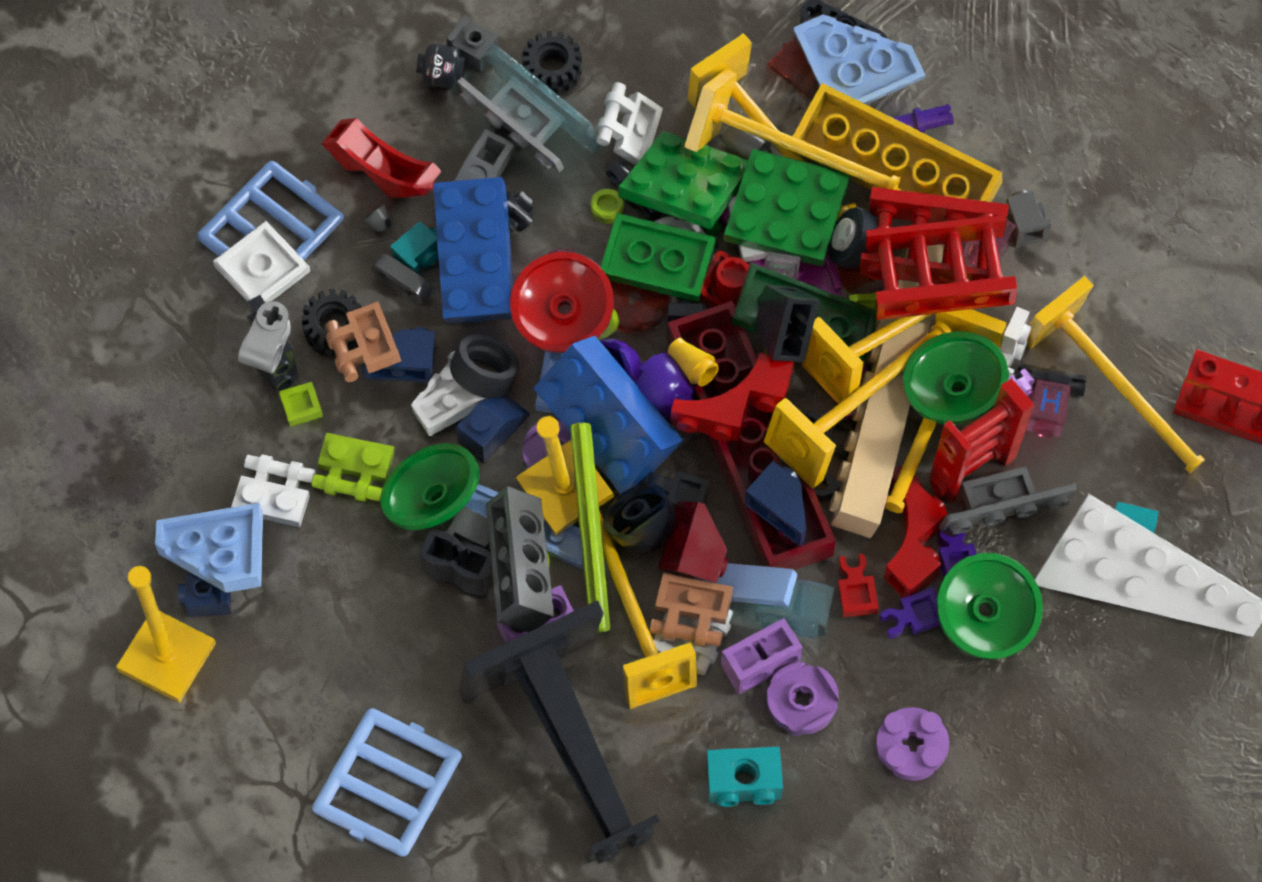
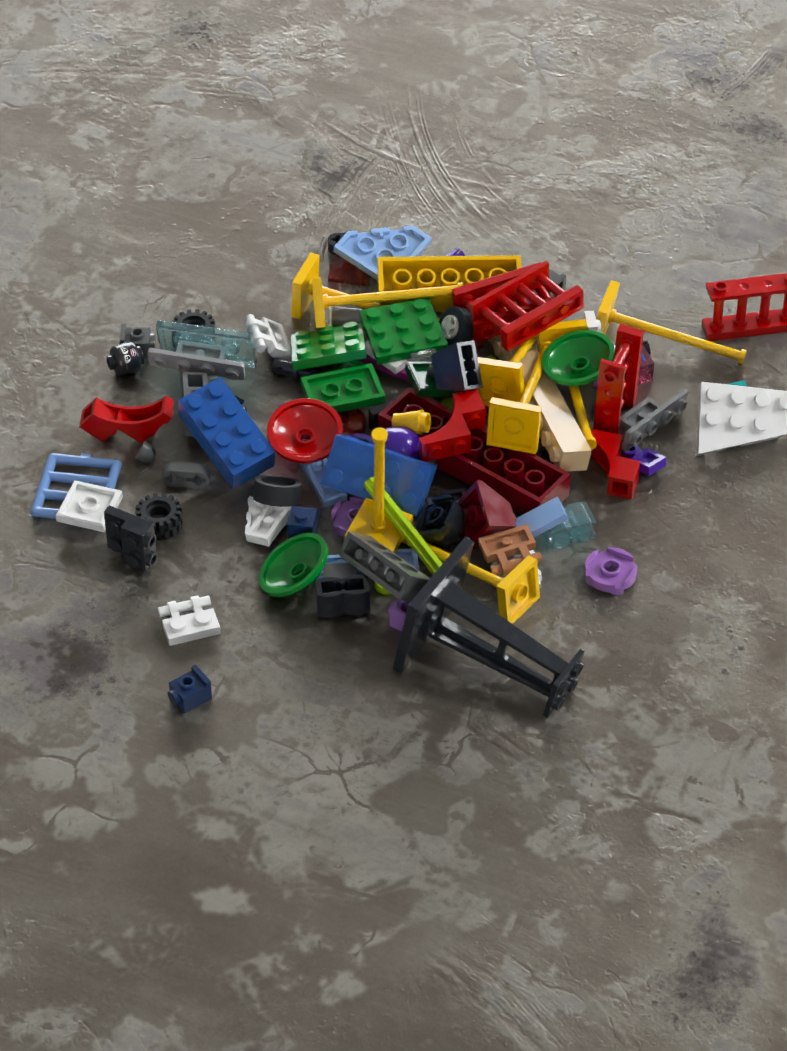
camera: 30 degrees left, 20 degrees down
(165, 650) = (185, 735): yellow tile -> none
(216, 545) = (179, 655): light blue plate -> none
(265, 342) = (135, 517): light grey piece -> none
(300, 404) = (170, 568): lime tile -> none
(353, 458) = (231, 584): lime plate -> none
(357, 747) = (389, 767): light blue bar -> none
(373, 338) = (197, 502): nougat plate -> none
(416, 248) = (184, 451): teal brick -> none
(417, 357) = (221, 512): dark blue slope -> none
(606, 205) = (285, 387): lime tile -> none
(724, 279) = (395, 382): red piece -> none
(760, 656) = (570, 555): medium lavender brick -> none
(760, 763) = (608, 622): teal brick -> none
(779, 501) = (525, 465): dark blue slope -> none
(856, 592) = (600, 503): red plate -> none
(898, 757) = (696, 551): medium lavender plate -> none
(917, 612) = (642, 496): dark purple plate -> none
(1008, 593) = (685, 468): green dish -> none

